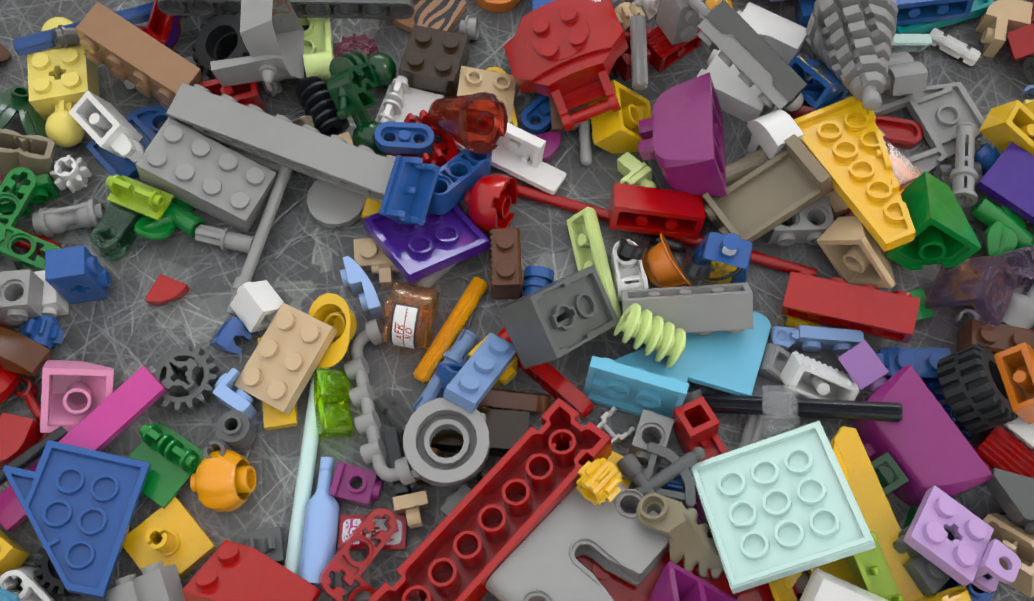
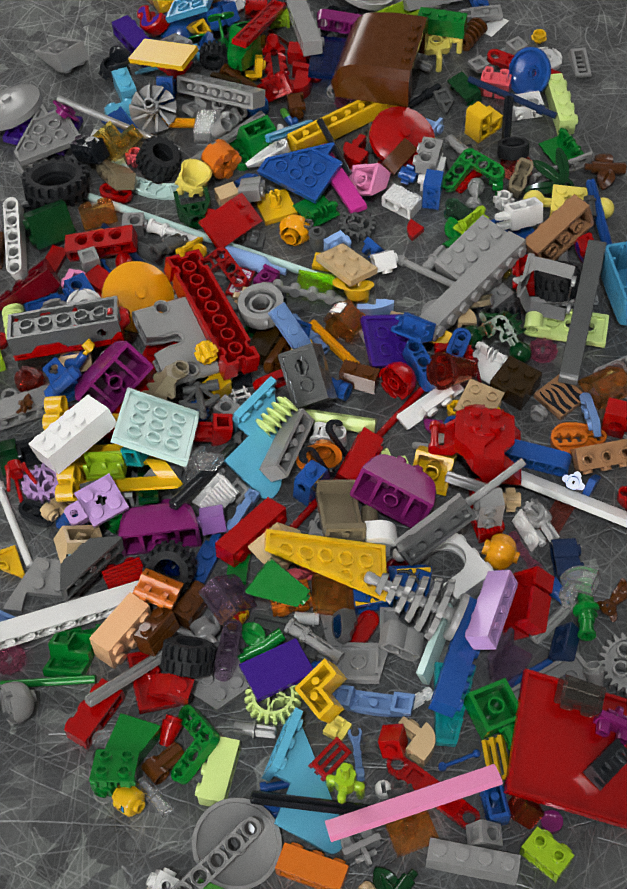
camera: 115 degrees right, 10 degrees down
(108, 325) = (402, 201): none -> white brick
(918, 140) = (344, 625): none -> dark grey rock
(981, 68) = (375, 703): none -> medium blue slope

